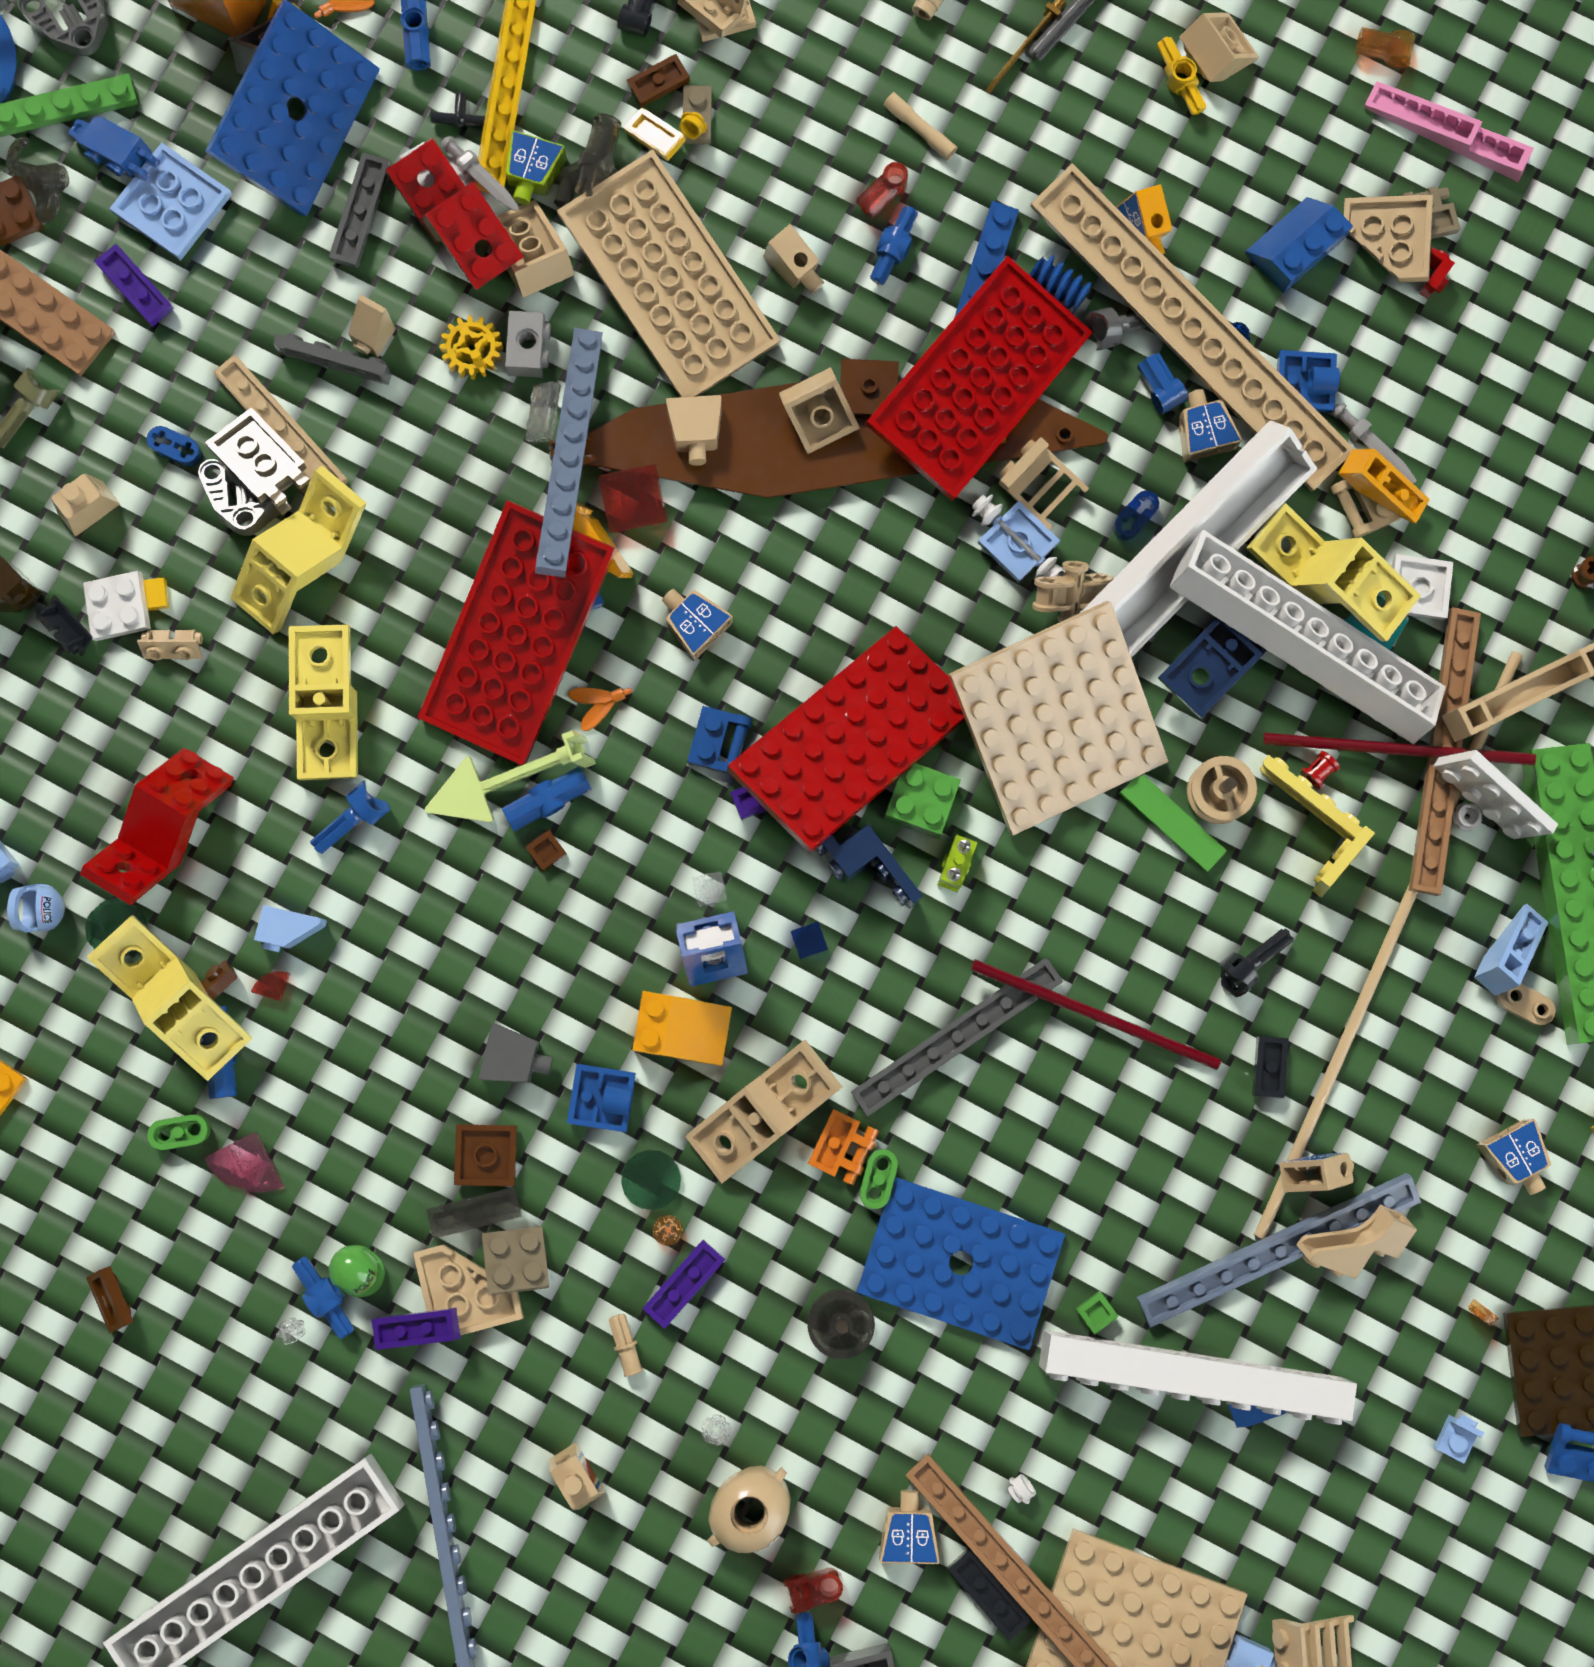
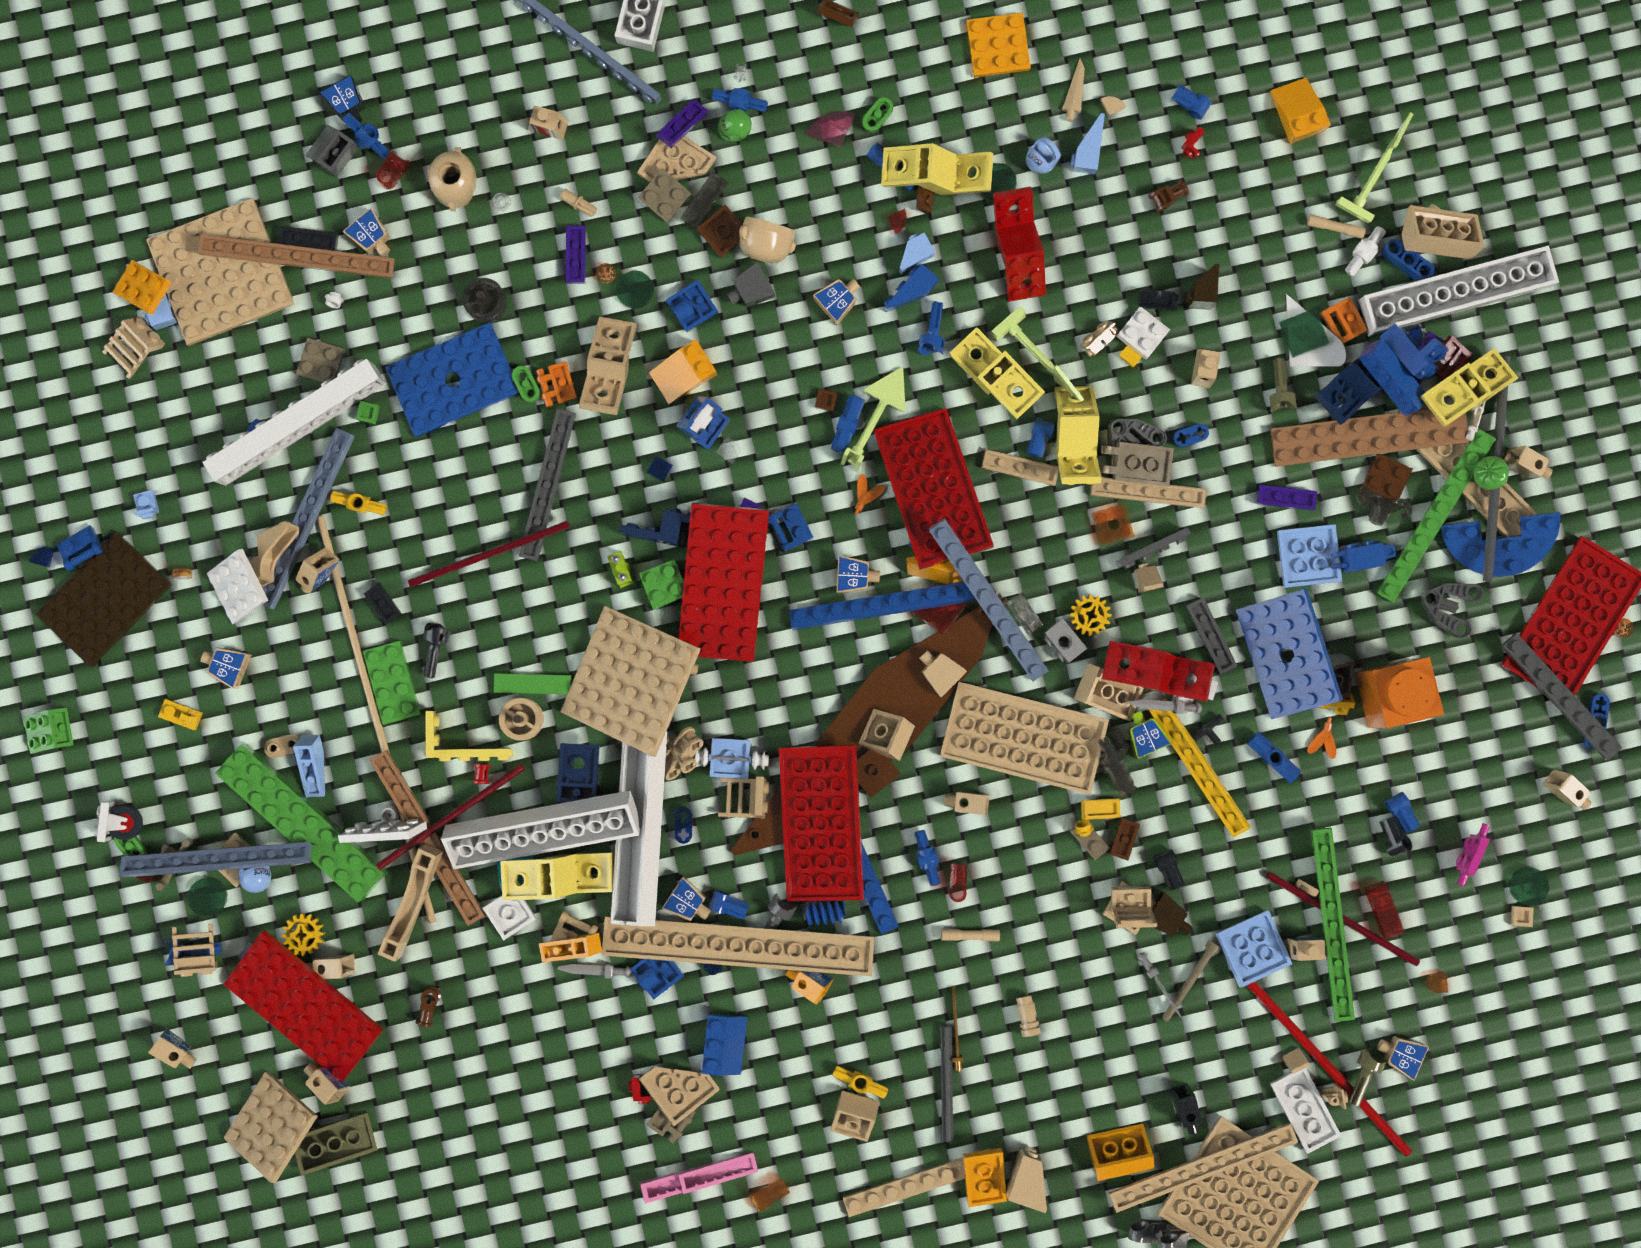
camera: 145 degrees right, 5 degrees up
(257, 738) = (1010, 325): none -> yellowish green piece
(318, 886) = (915, 288): none -> blue slope
(336, 594) = (1041, 433): none -> blue piece
(358, 440) = (1108, 535): none -> clear orange piece
(397, 579) = (1020, 467): none -> tan tile
(426, 953) = (837, 299): none -> torso
(445, 1094) = (766, 240): none -> tan piece
(696, 560) = (880, 605): none -> blue plate
(1101, 1427) = (320, 361): none -> dark tan plate
(1209, 1224) = (349, 502): none -> yellow axle
(1336, 966) = (391, 682): none -> bright green plate
(1430, 1235) = (237, 586): none -> white plate

